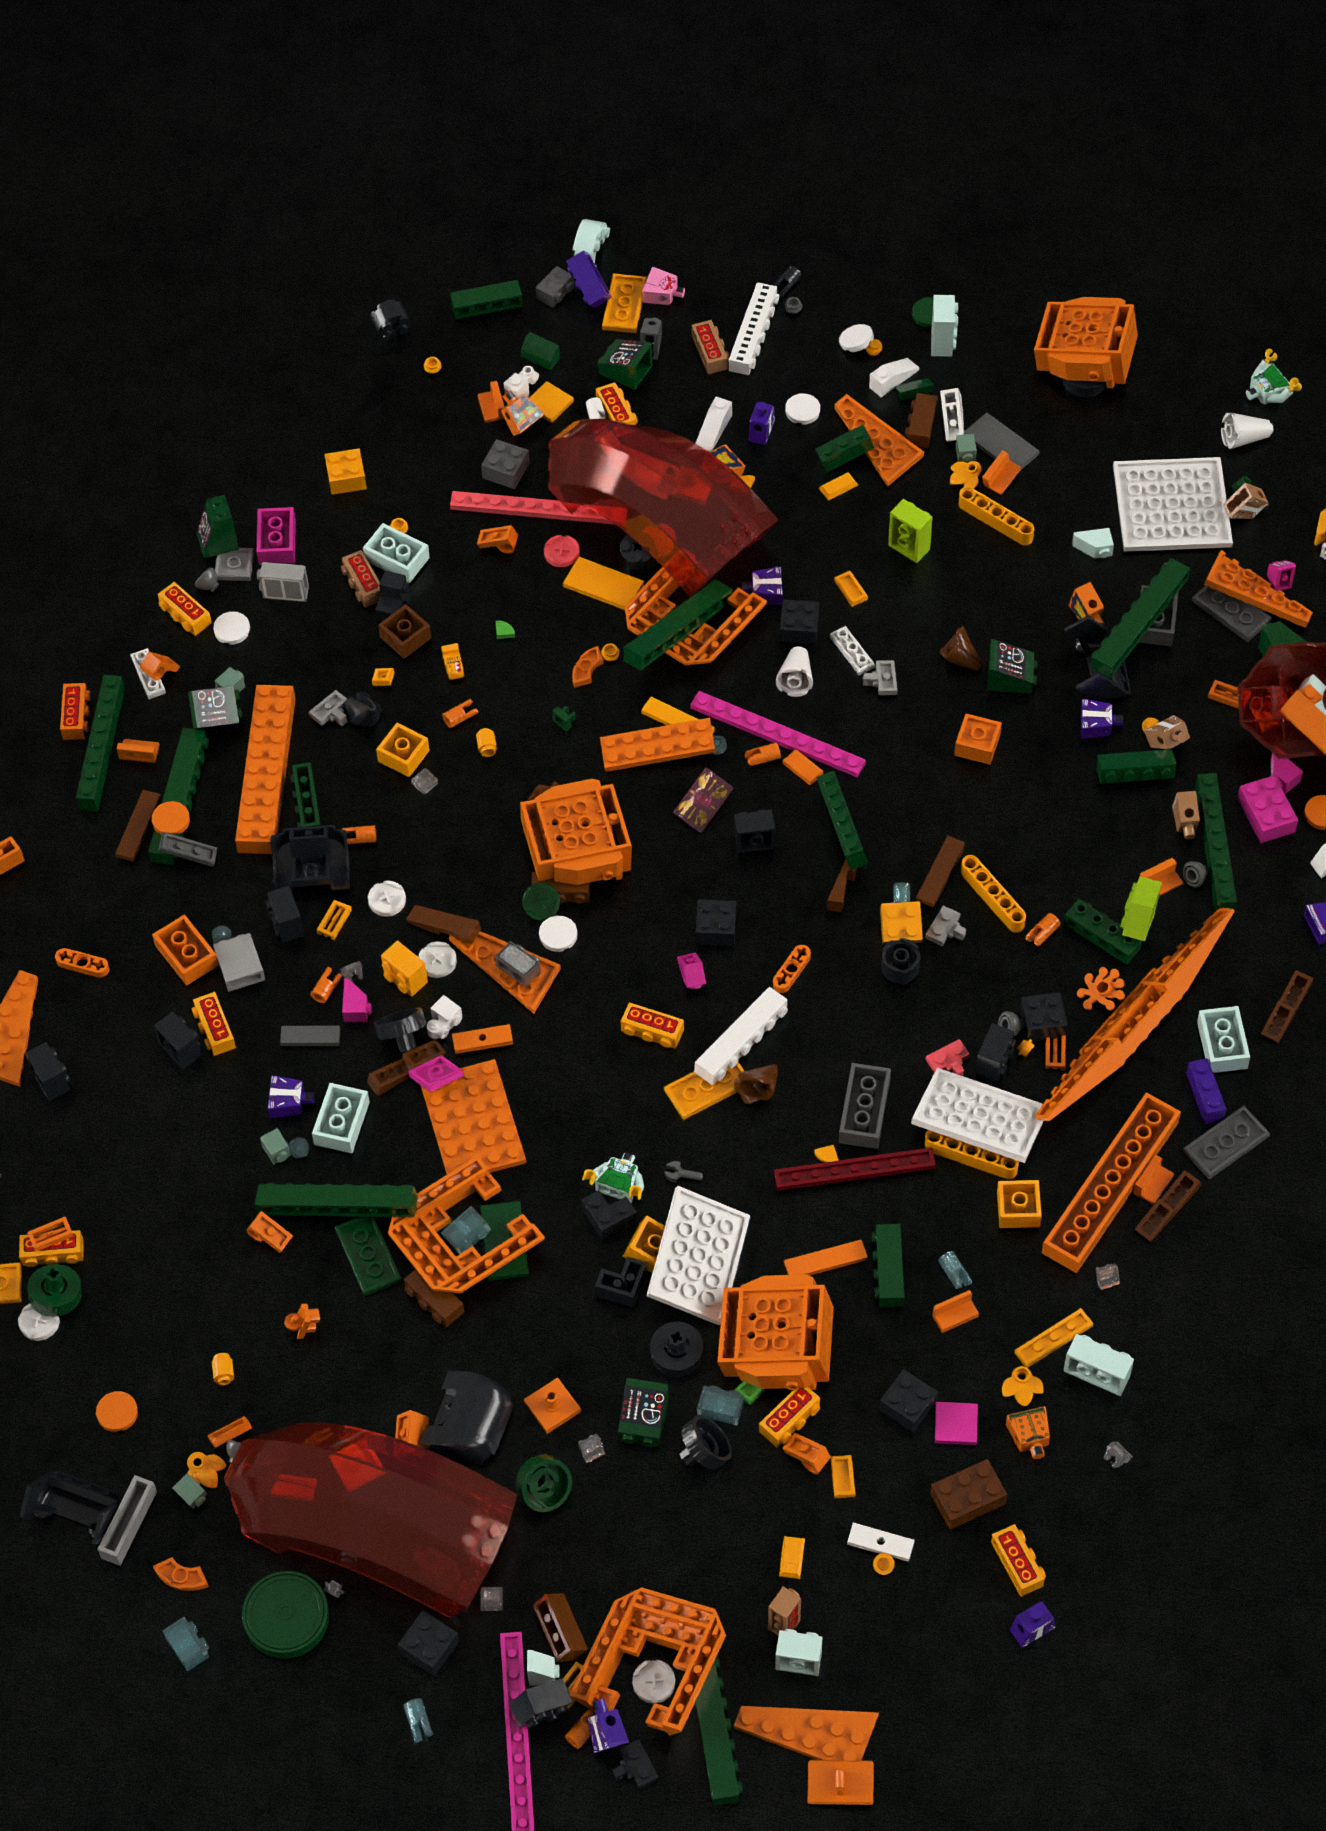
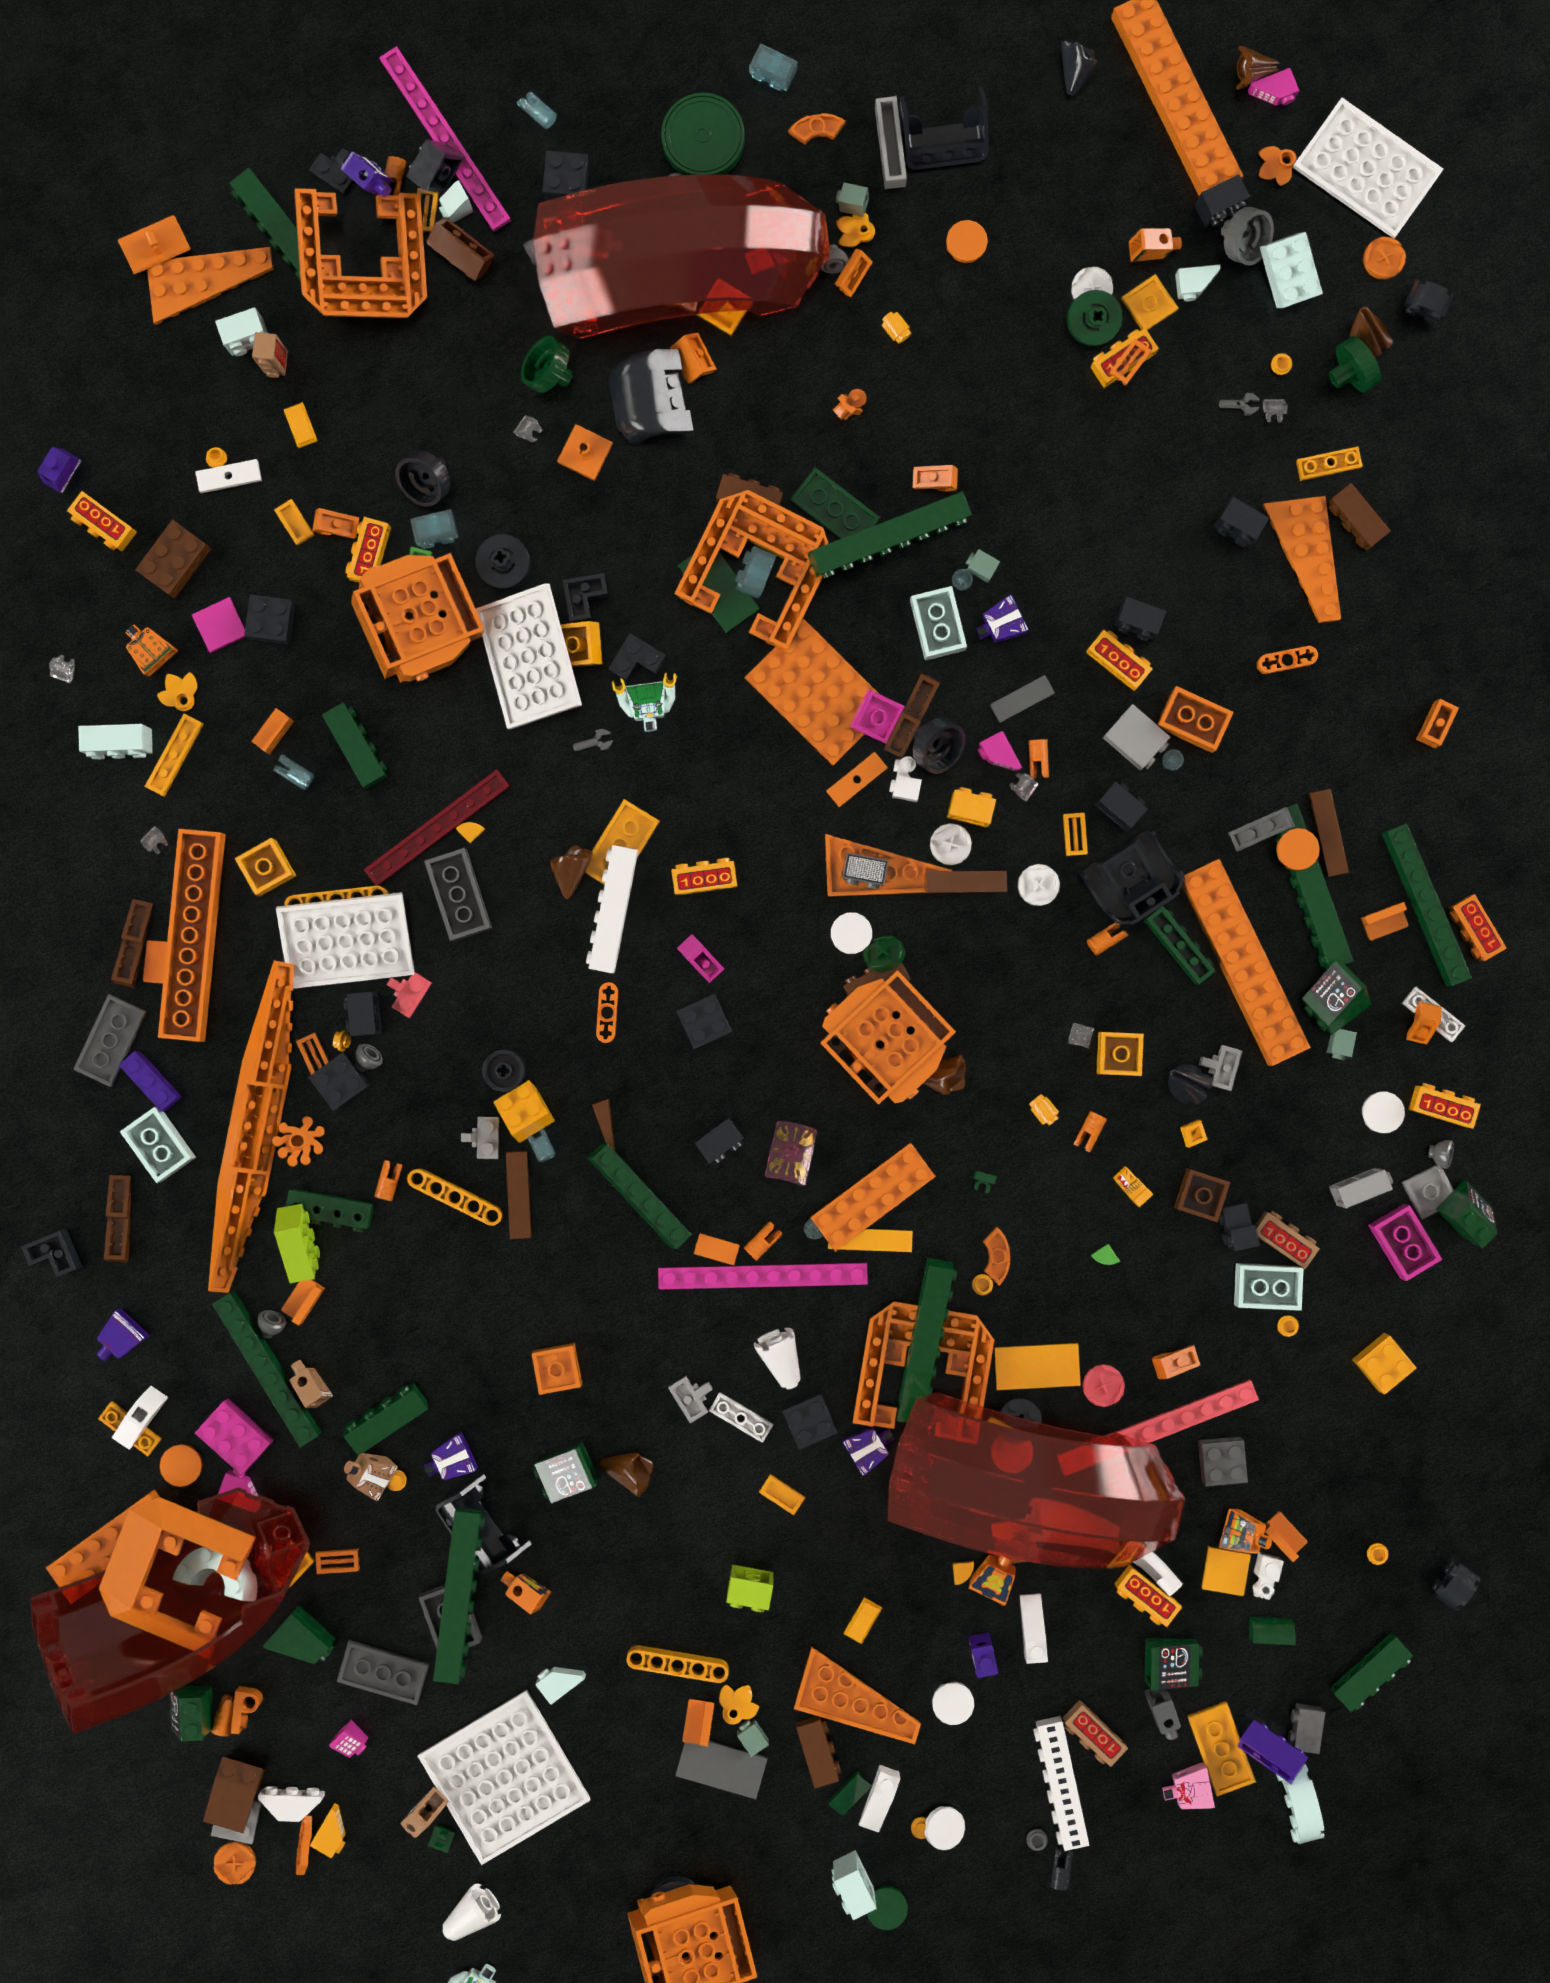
camera: 150 degrees right, 30 degrees up
(643, 1412) = (496, 481): slope -> none
(653, 1681) = (359, 251): white tile -> none
(827, 1259) = (416, 723): orange tile -> none
(845, 448) = (876, 1666): dark green brick -> none
(952, 413) = (787, 1773): white slope -> none
(1254, 590) = (374, 1705): orange wing -> none

